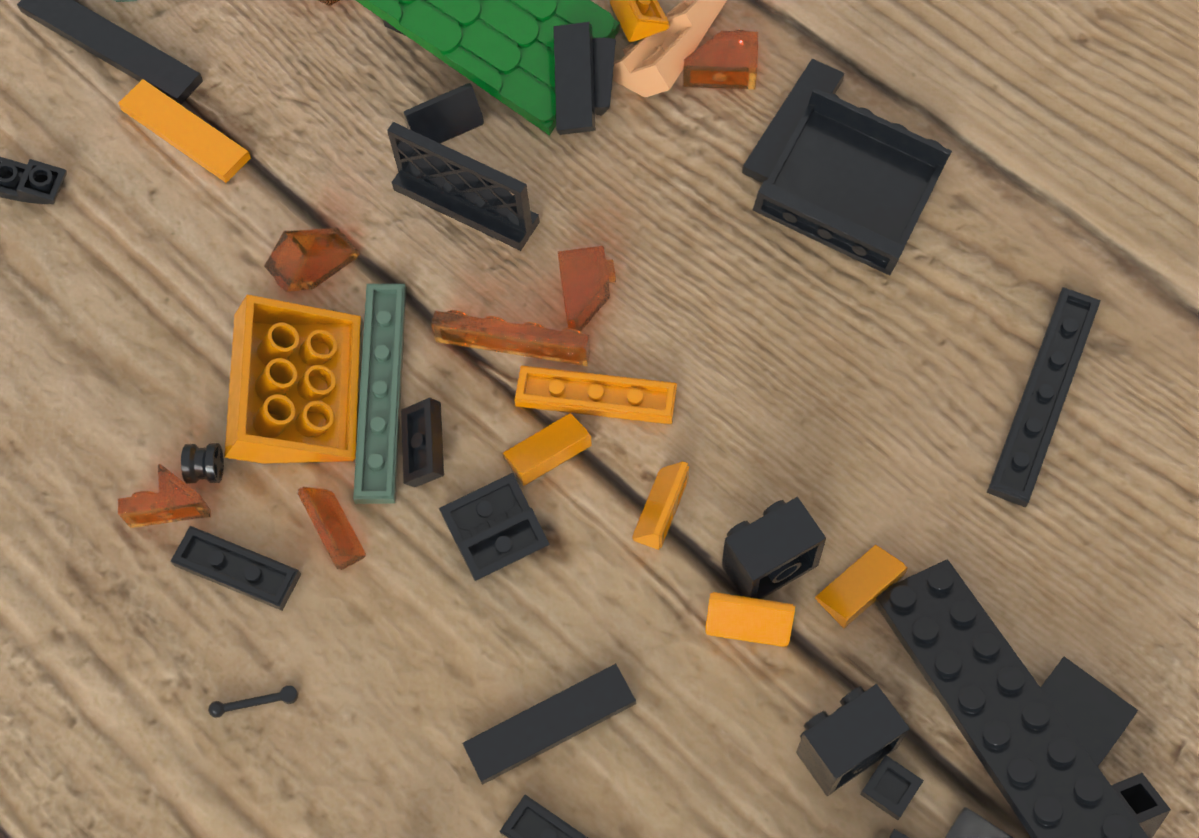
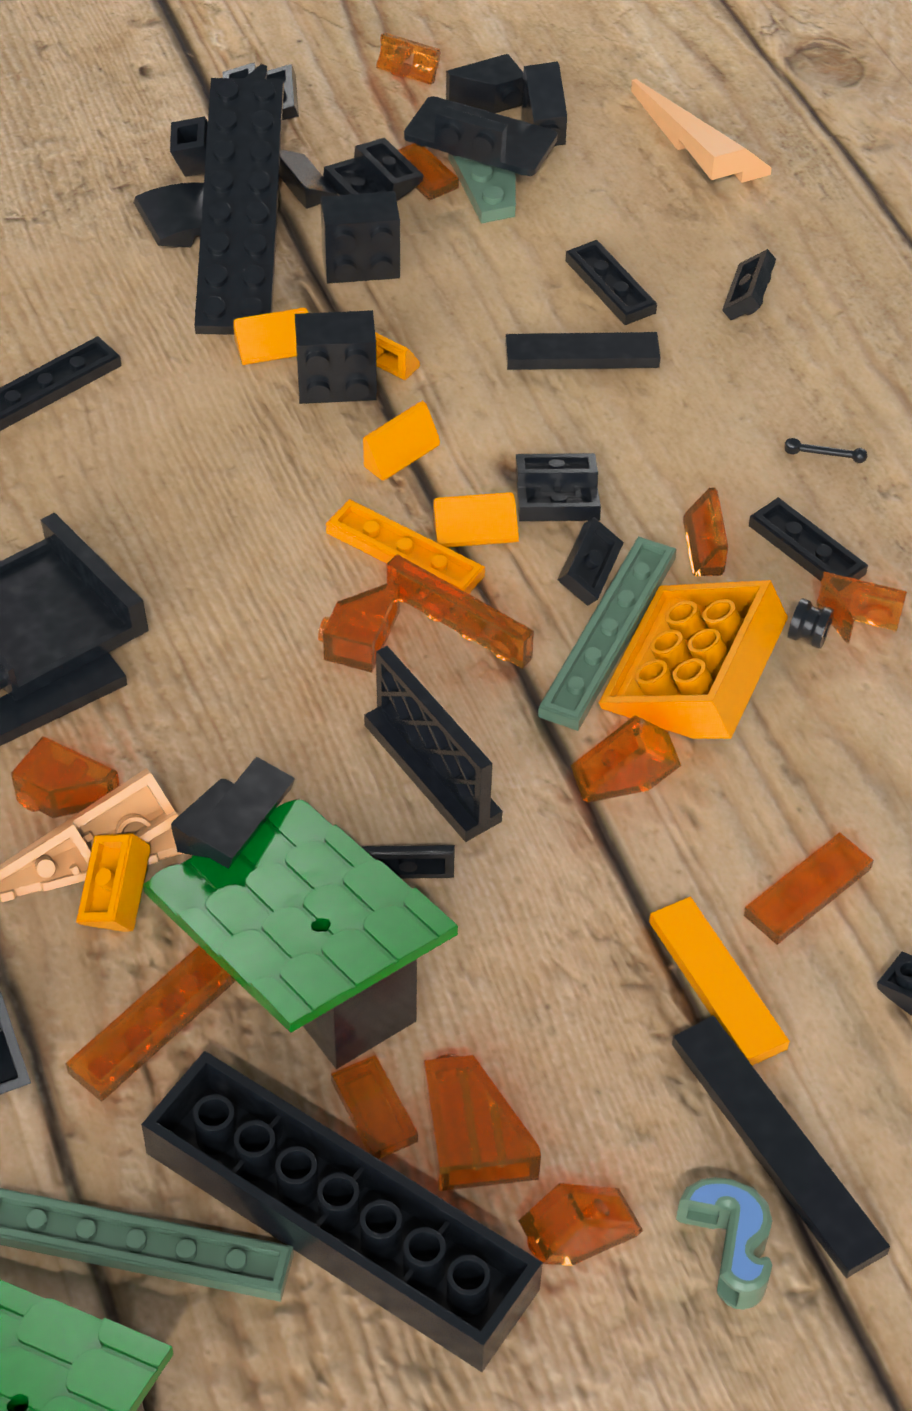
camera: 160 degrees left, 15 degrees down
(138, 230) = (808, 888): none -> clear orange tile

